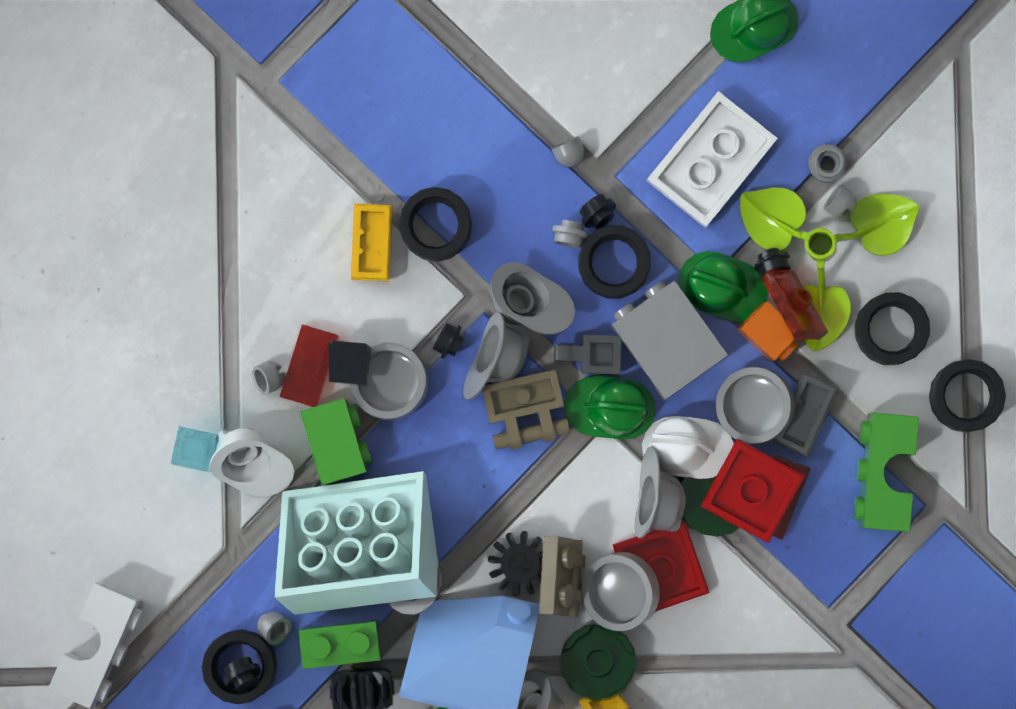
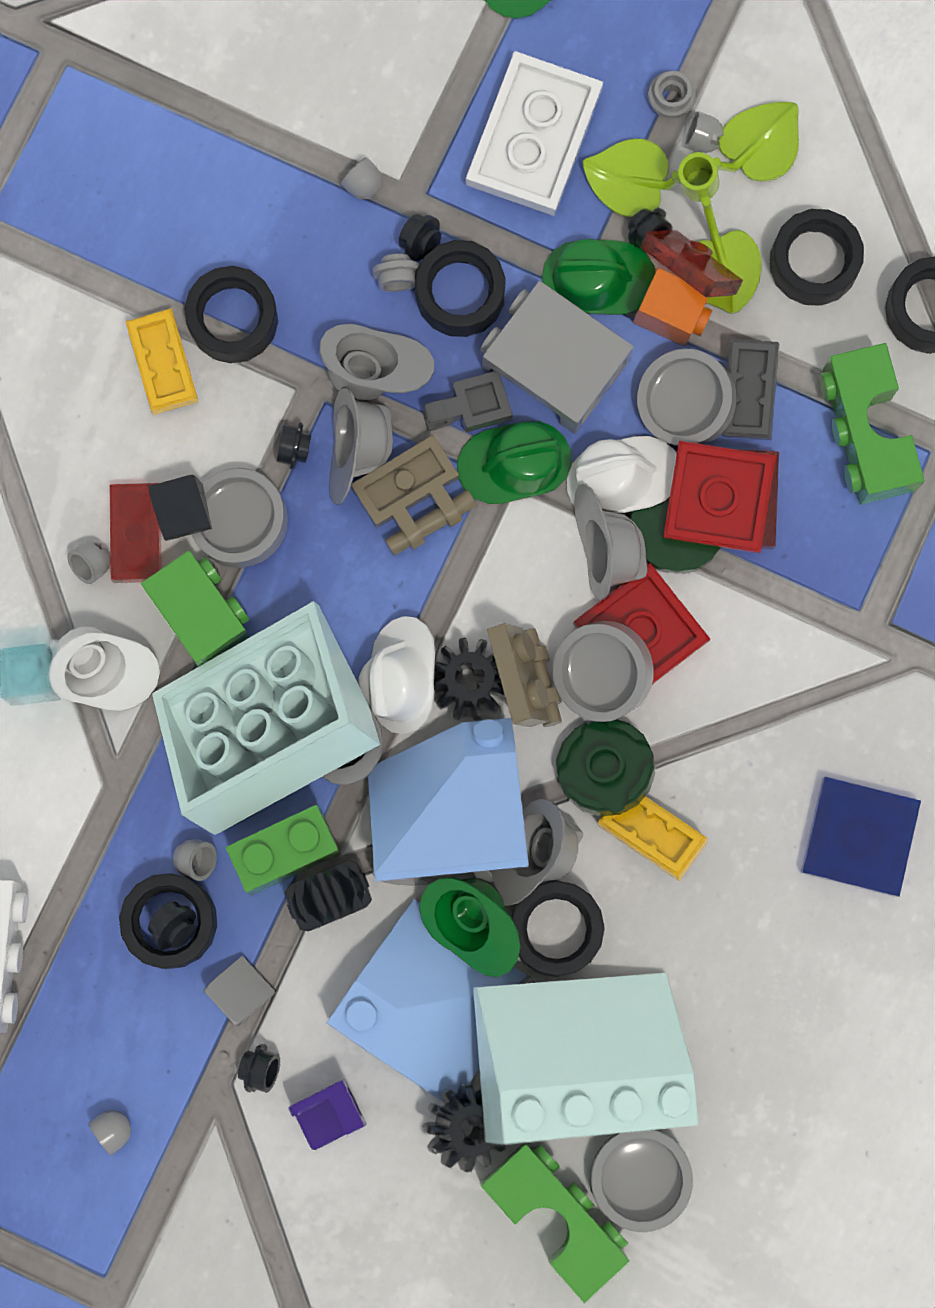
camera: 20 degrees left, 5 degrees down
(470, 542) = (401, 675): none -> white piece

